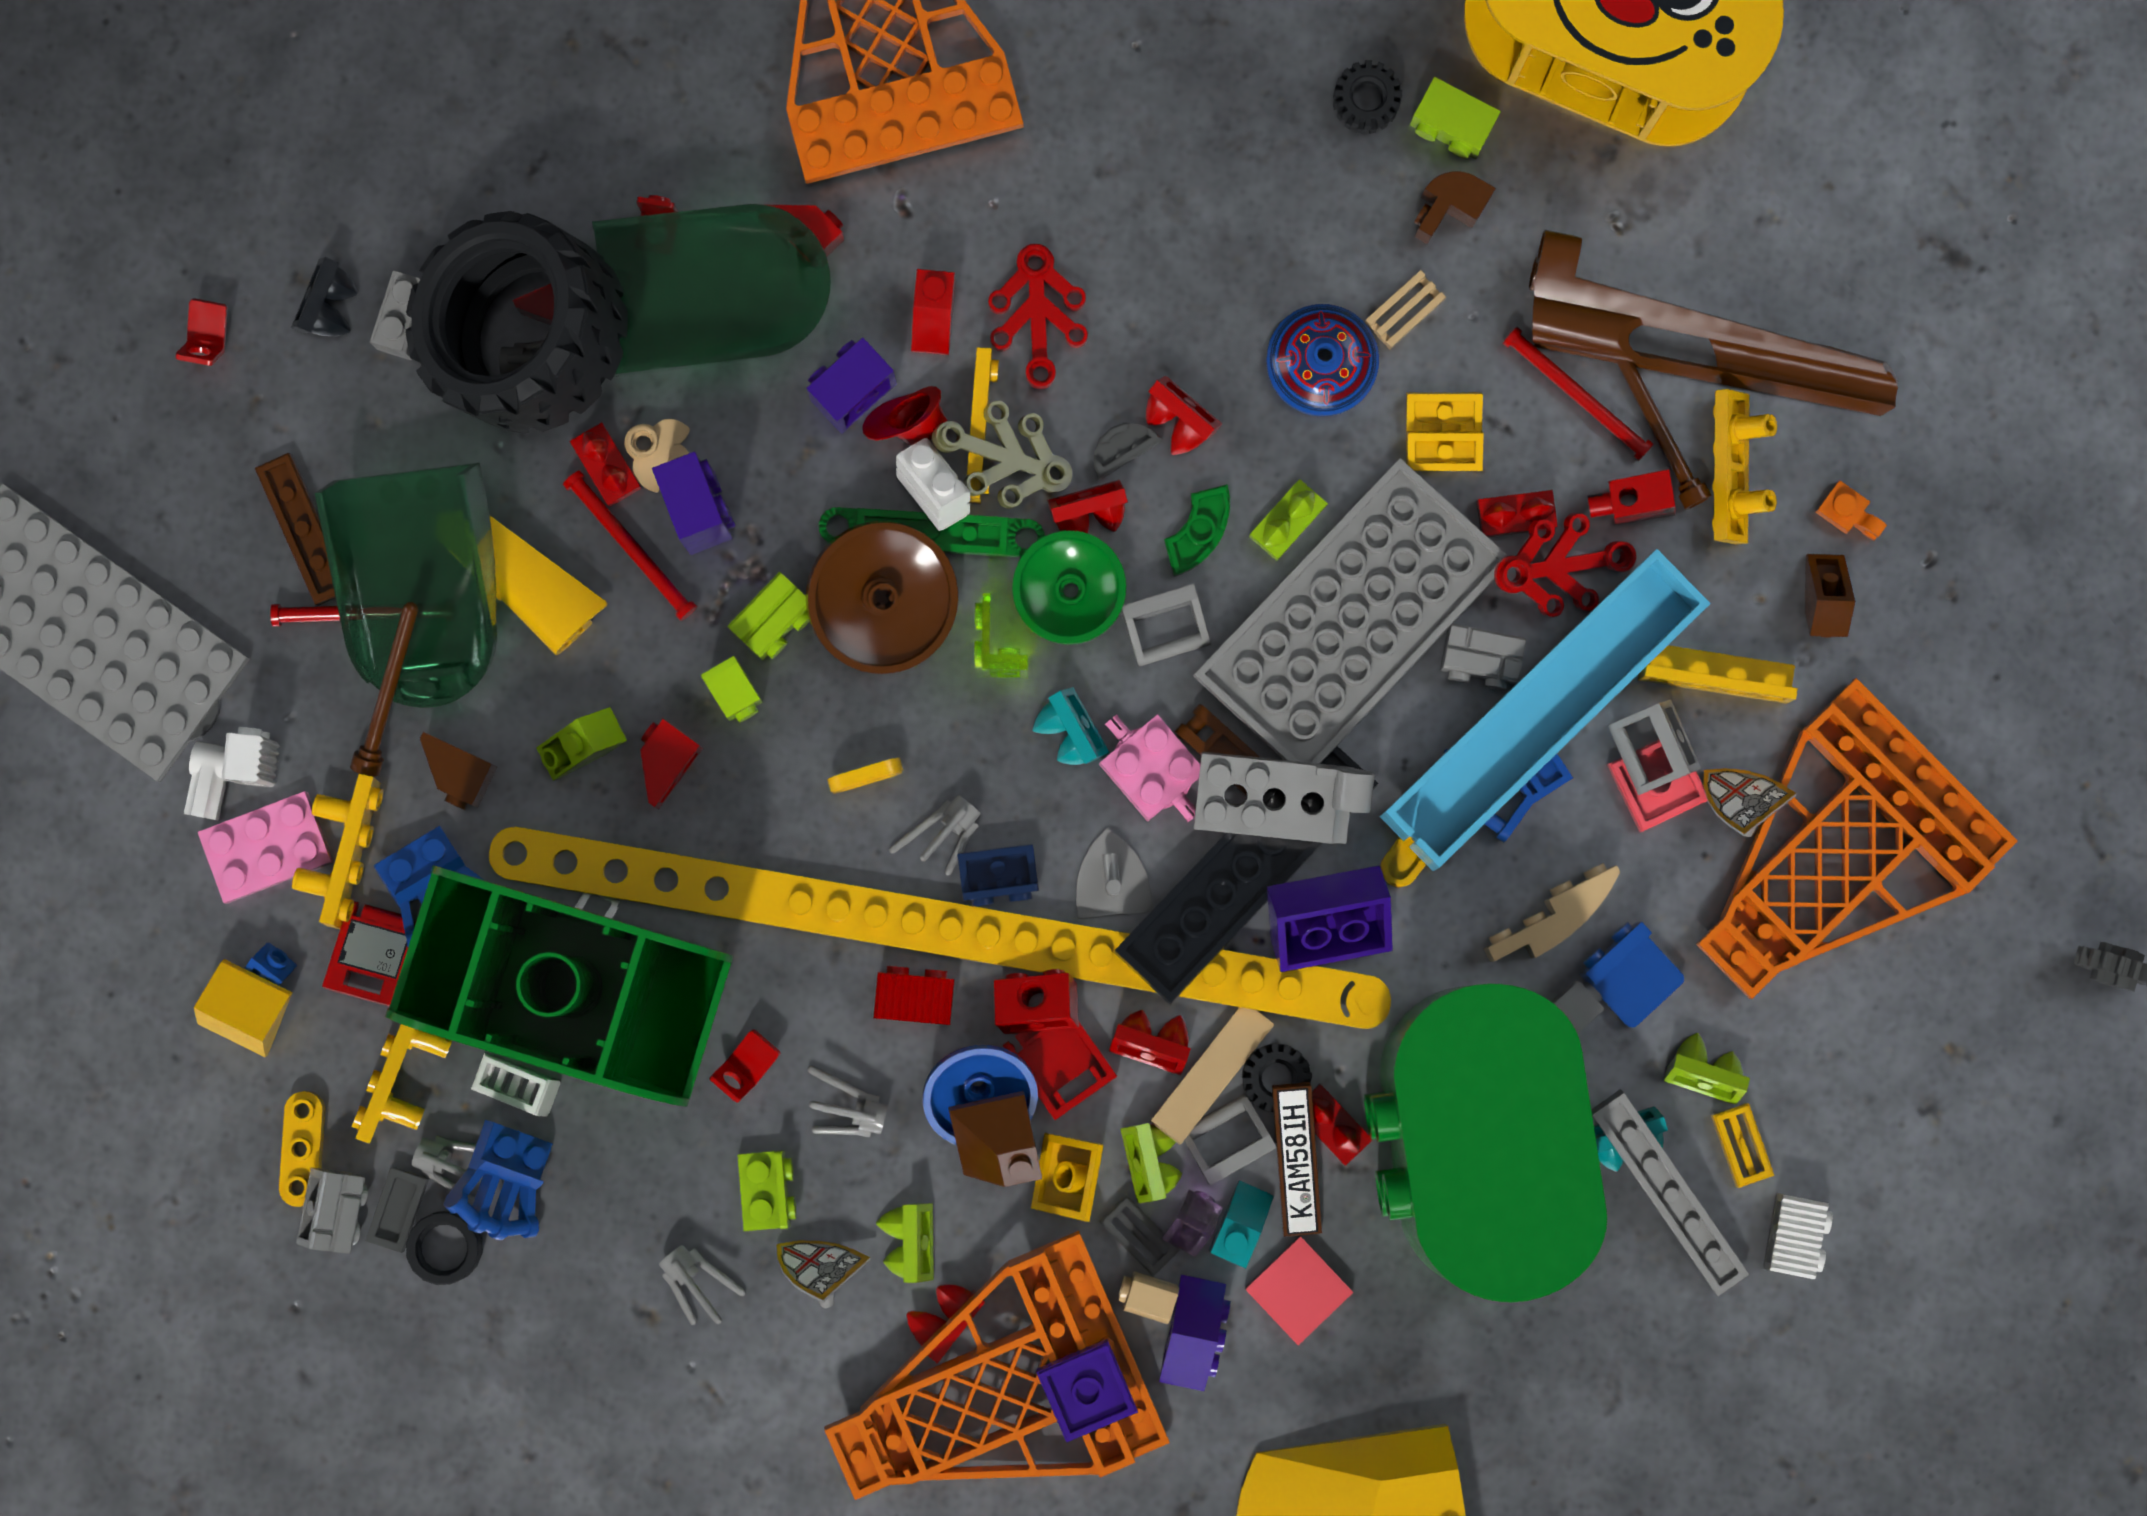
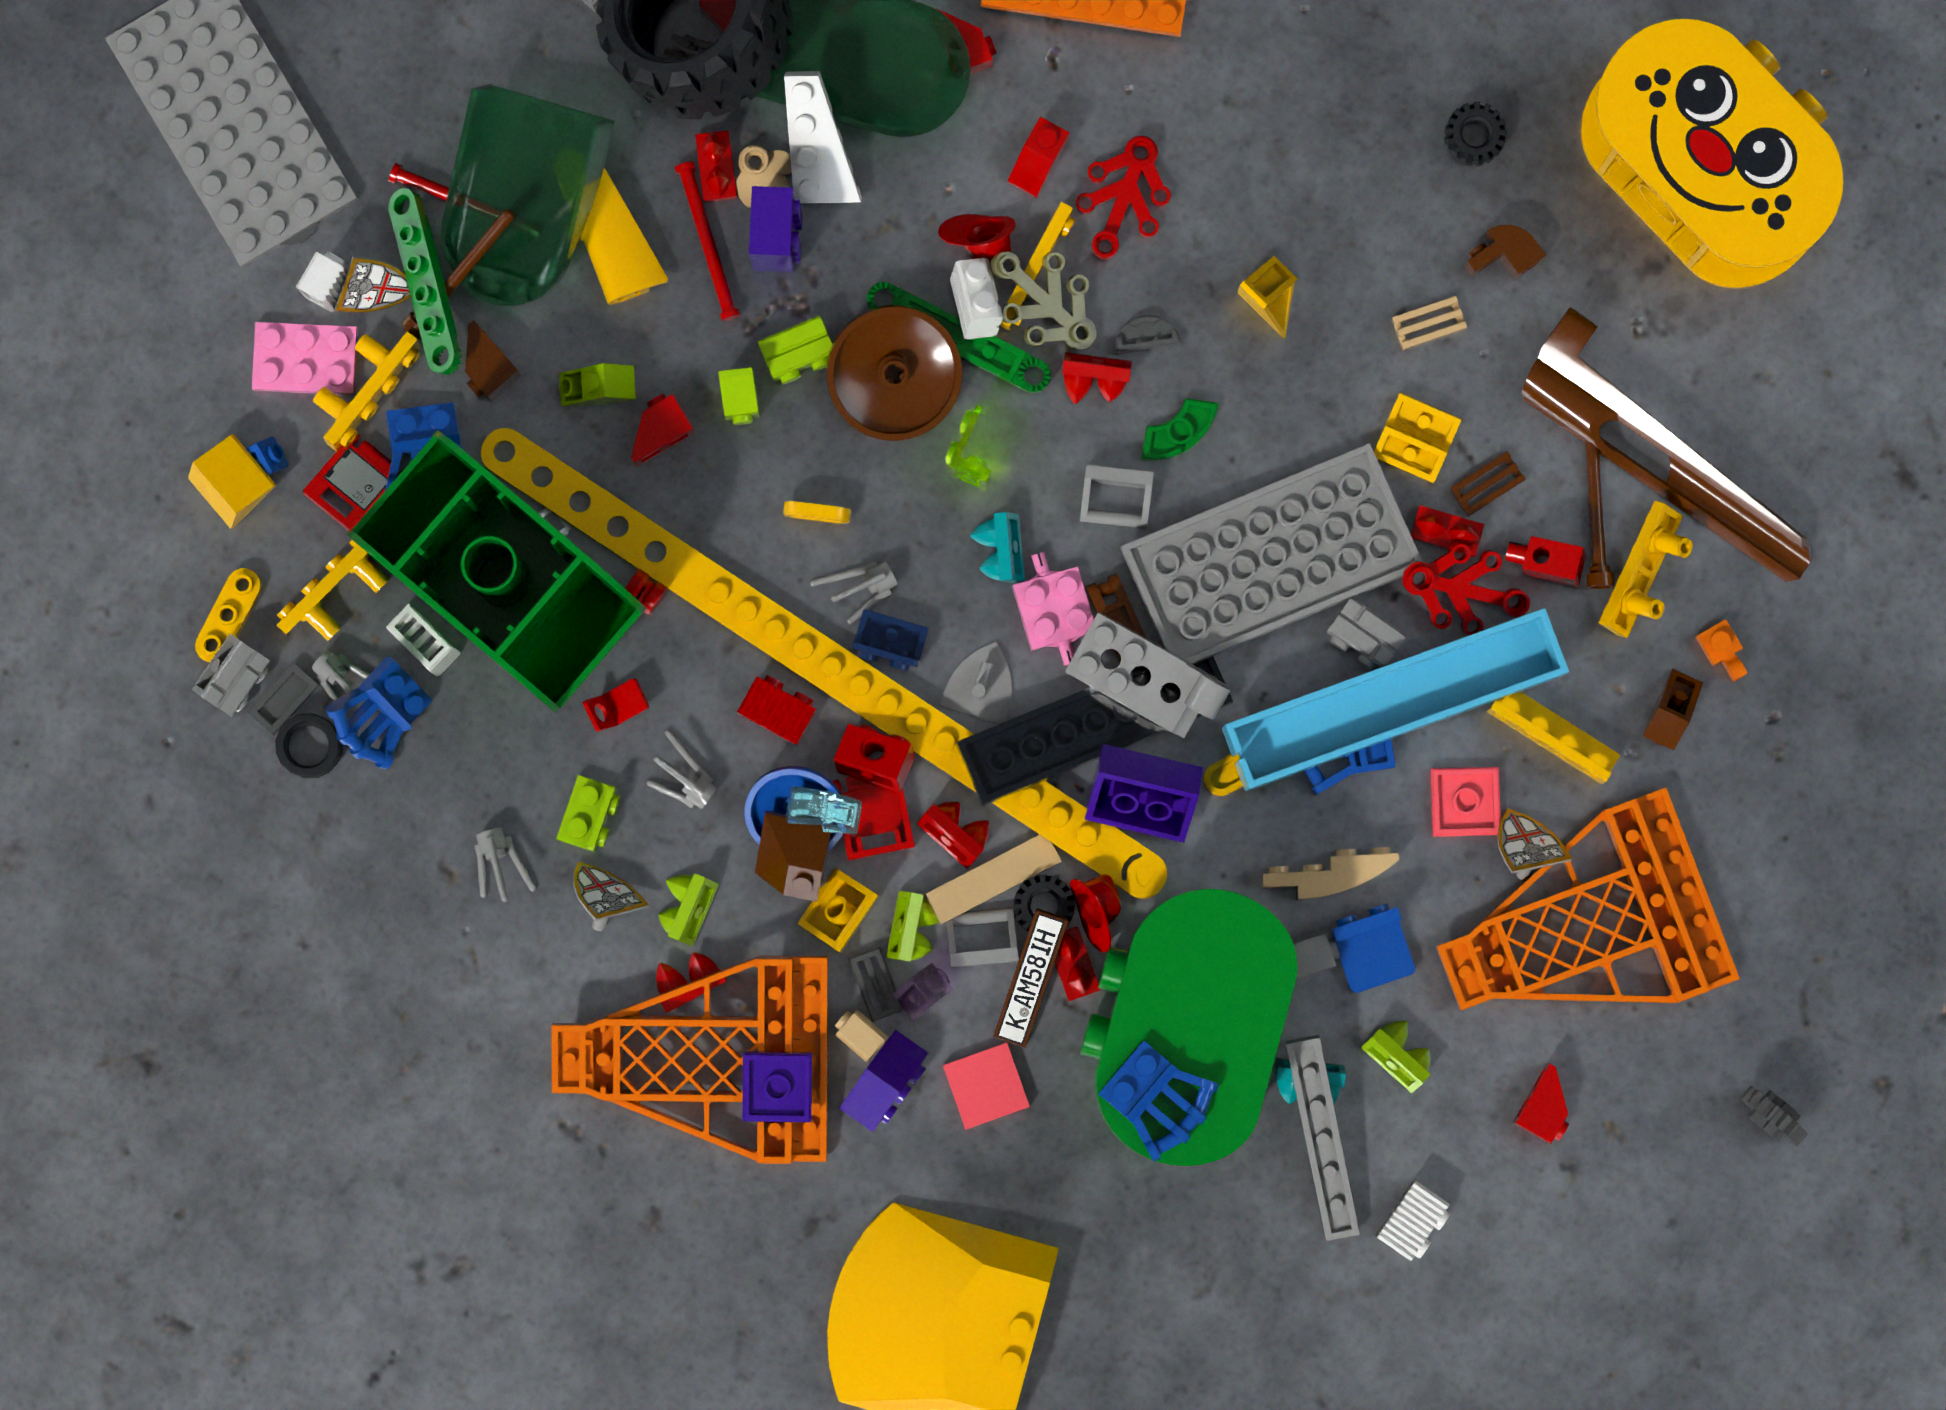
camera: 30 degrees right, 0 degrees up
(206, 785) = (281, 283): white piece -> none
(299, 523) = (446, 107): reddish brown tile -> none
(303, 741) = (372, 286): none -> shield
(355, 714) = (425, 281): none -> green plate
(704, 406) = (816, 148): none -> white wing
(732, 935) = (651, 595): none -> red wheel
(851, 384) = (944, 187): dark purple brick -> none
(1012, 1078) = (818, 807): none -> clear light blue slope
(1052, 566) = (1048, 407): green dish -> none
(1194, 421) = (1214, 340): red tile -> none
(1230, 349) = (1270, 293): none -> yellow slope
(1241, 1224) = (963, 1011): teal slope -> none
(1288, 520) = (1255, 454): lime tile -> none
(1319, 385) = (1339, 358): dish -> none
(1333, 1057) = (1097, 907): none -> red piece
(1454, 119) = (1538, 183): lime brick -> none
(1468, 1228) = (1140, 1082): none -> blue plate
(1554, 421) = (1511, 468): none -> reddish brown tile
(1578, 393) = (1541, 454): red bar -> none
(1672, 738) = (1491, 770): light grey tile -> none
(1725, 1142) = (1399, 1157): yellow tile -> none
(1878, 1059) = (1544, 1108): none -> red slope

